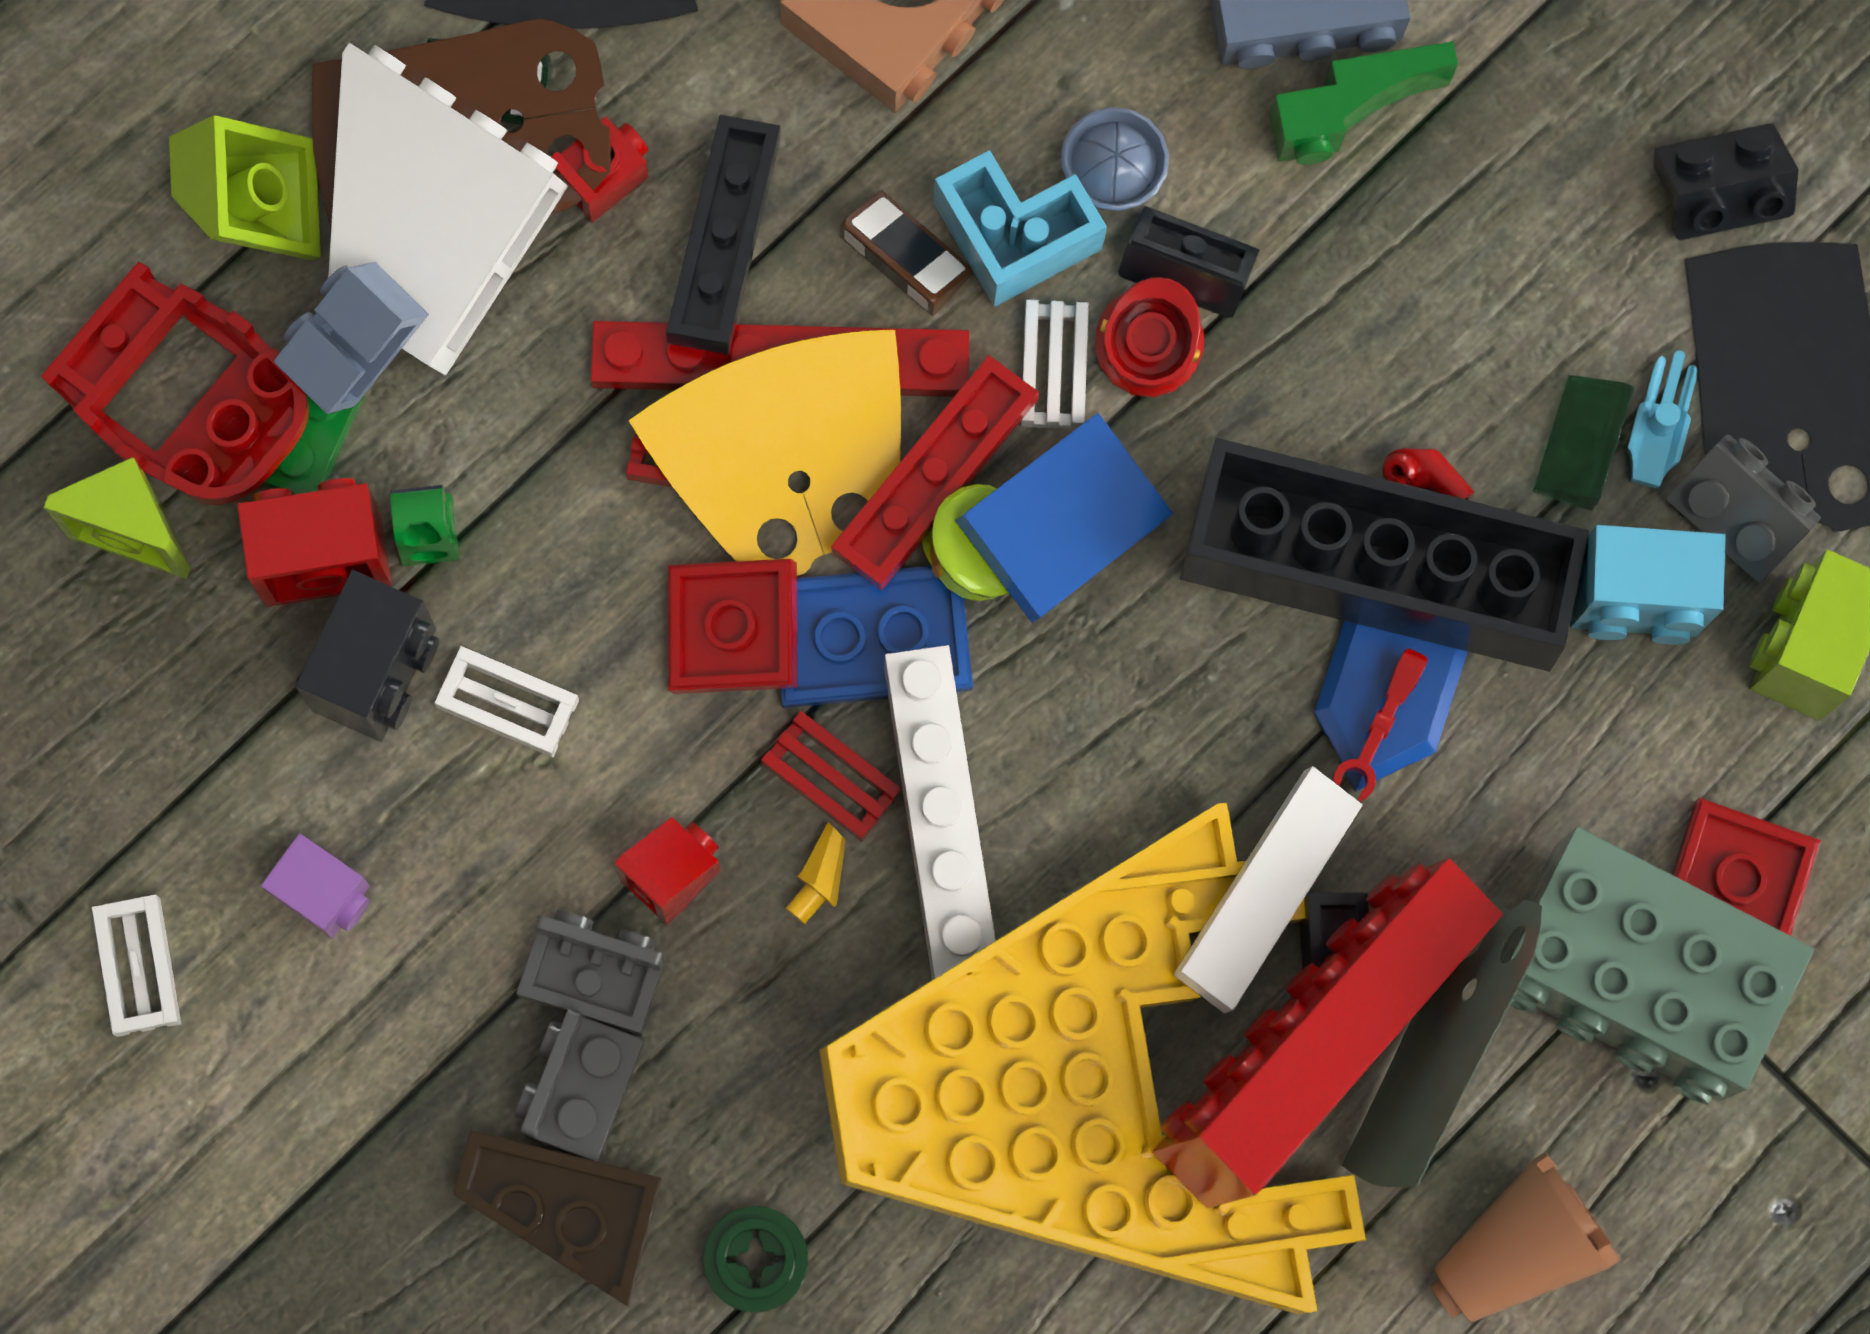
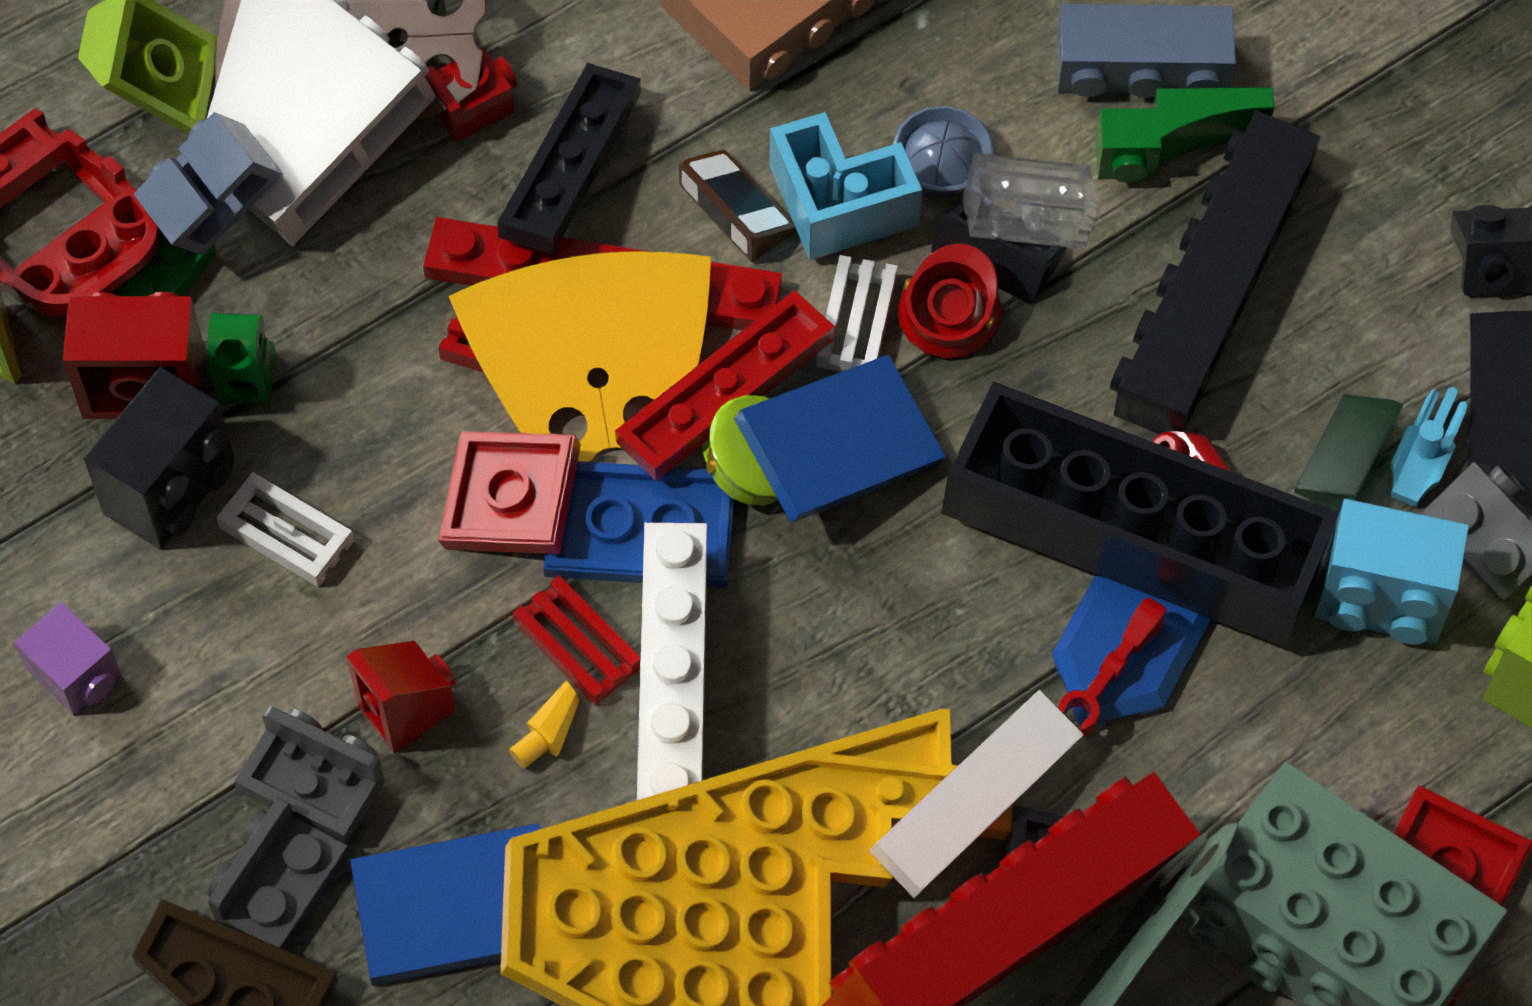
camera: 15 degrees right, 15 degrees down
(752, 1080) = (433, 905): none -> blue tile
(1217, 212) = (1030, 200): none -> clear brick
(1422, 261) = (1215, 275): none -> black brick

